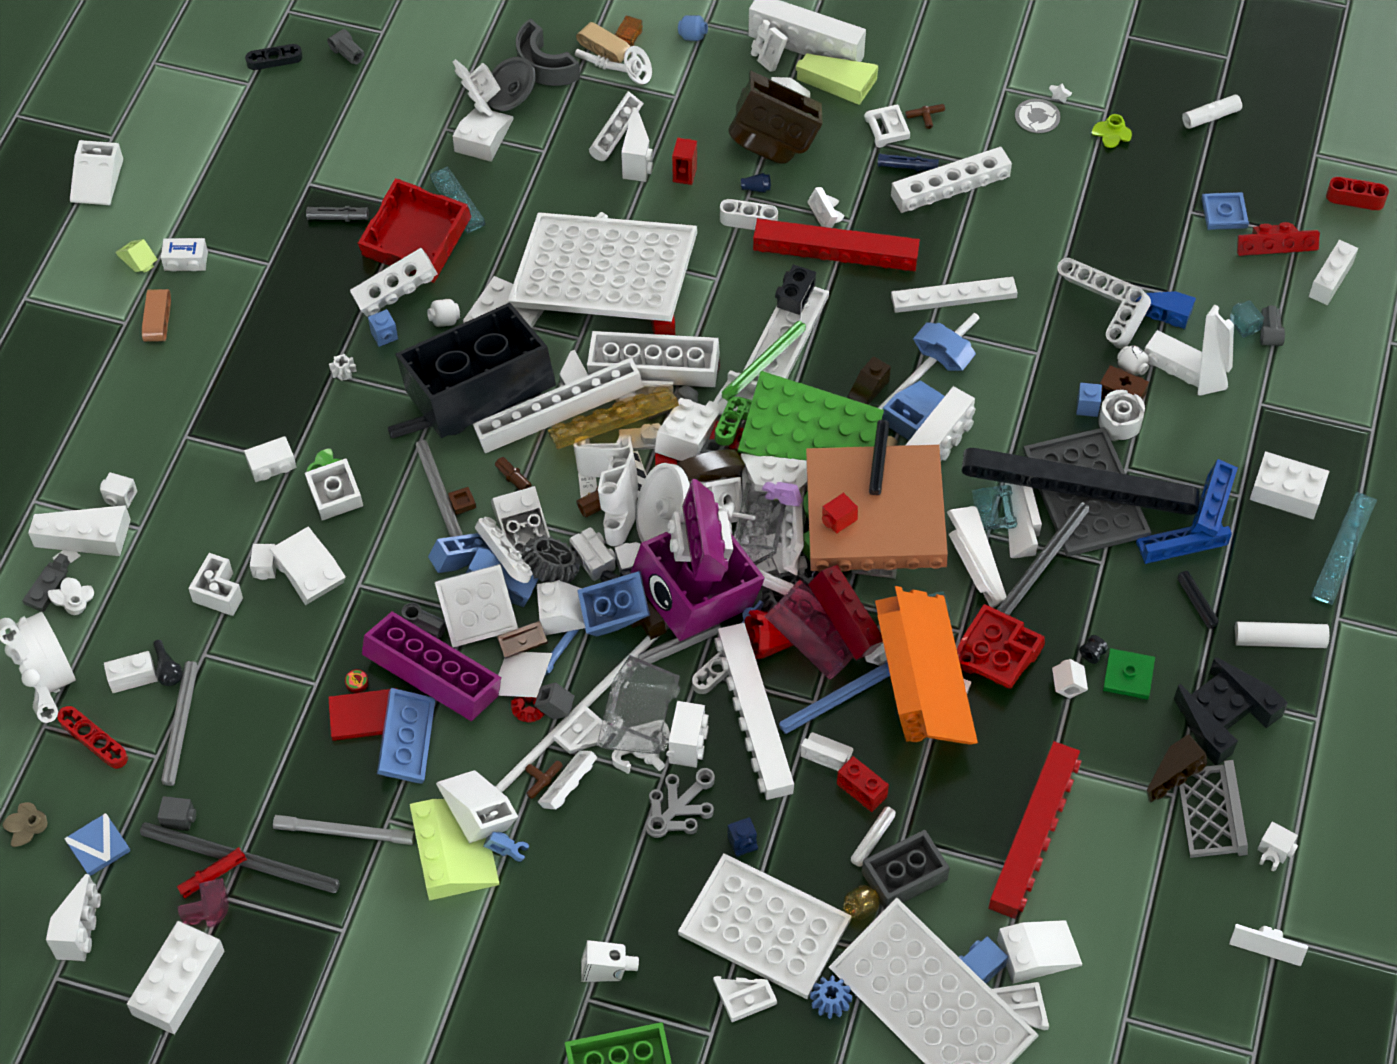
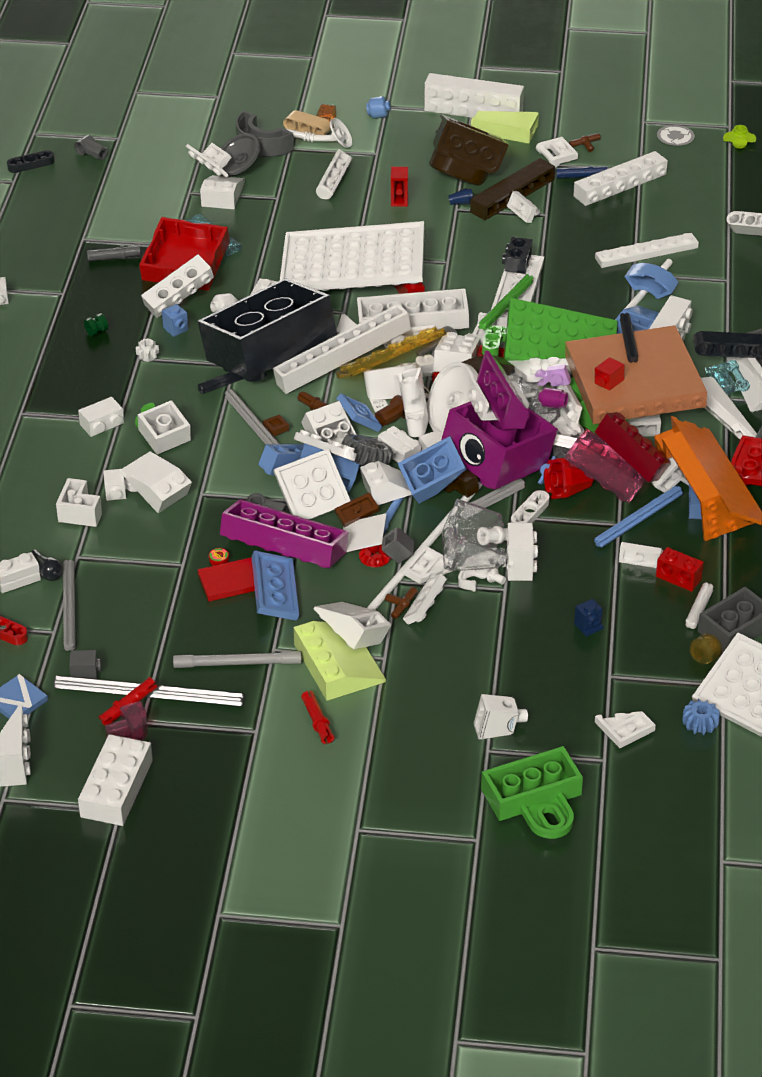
camera: 10 degrees left, 15 degrees down
(293, 321) = (96, 324): none -> dark green wheel
(412, 931) = (320, 722): none -> red pin
(503, 845) = (382, 649): medium blue plate -> none
(557, 500) = (359, 412): none -> medium blue tile
(636, 151) = (358, 184): white slope -> none
(668, 704) = (495, 535): none -> white pin
(679, 806) = (514, 620): light grey plant -> none
(745, 214) = (462, 217): white beam -> none
(755, 712) = (572, 532): white brick -> none
(765, 925) = (627, 676): white plate -> none
(771, 49) = (449, 108): white plate -> none
(772, 530) = (553, 398): none -> magenta brick
(825, 173) = (524, 181): none -> dark brown brick
(836, 244) = (540, 227): red brick -> none
(870, 381) = (599, 304): dark brown slope -> none
(1059, 92) = (690, 117): white piece -> none

